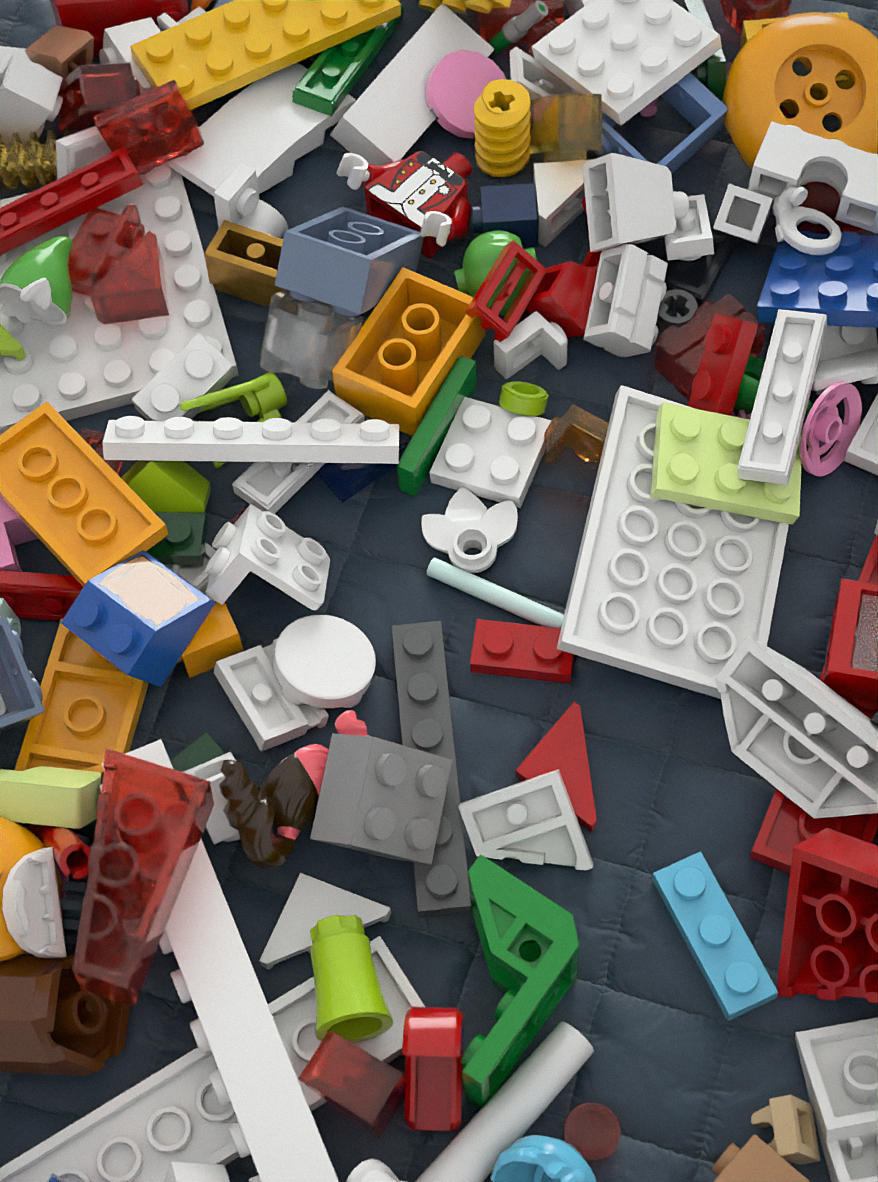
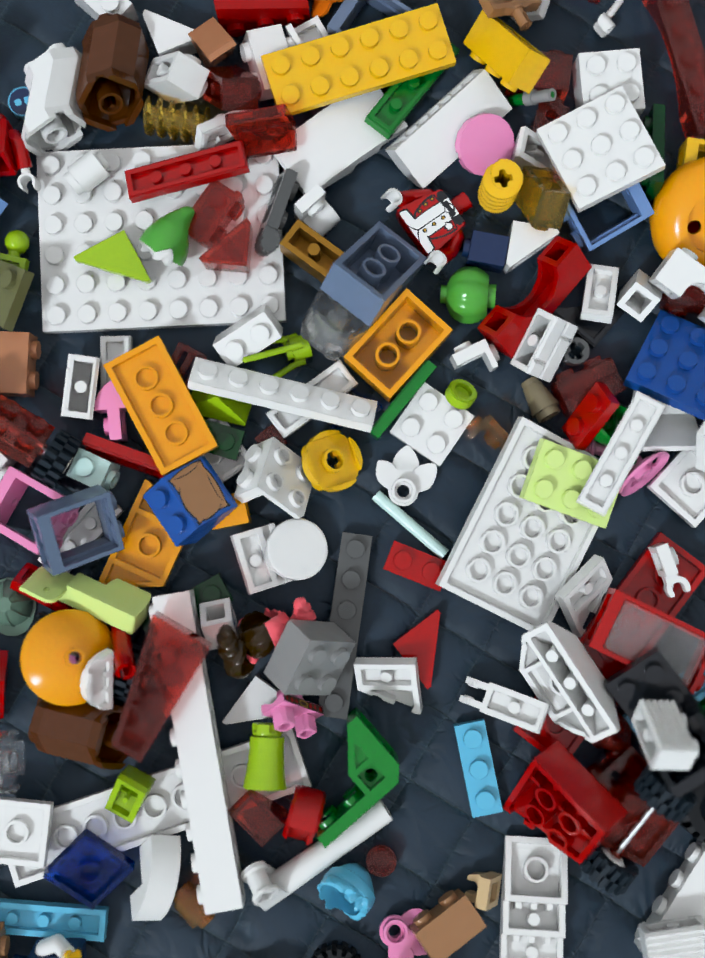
camera: 10 degrees right, 25 degrees up
(119, 1101) = (129, 793): none -> lime slope
(191, 229) = (275, 214): none -> dark grey hinge
(338, 543) = (315, 463): none -> yellow plate
(375, 899) = (291, 712): none -> bright pink hips
(489, 316) = (466, 320): red tile -> none
(629, 201) = (566, 283): white torso -> none
(644, 376) = (540, 400): none -> dark tan cone
(727, 809) = (508, 705): none -> white hinge
(790, 215) = (670, 308): white piece -> none
(798, 615) = (584, 593): none -> white wing

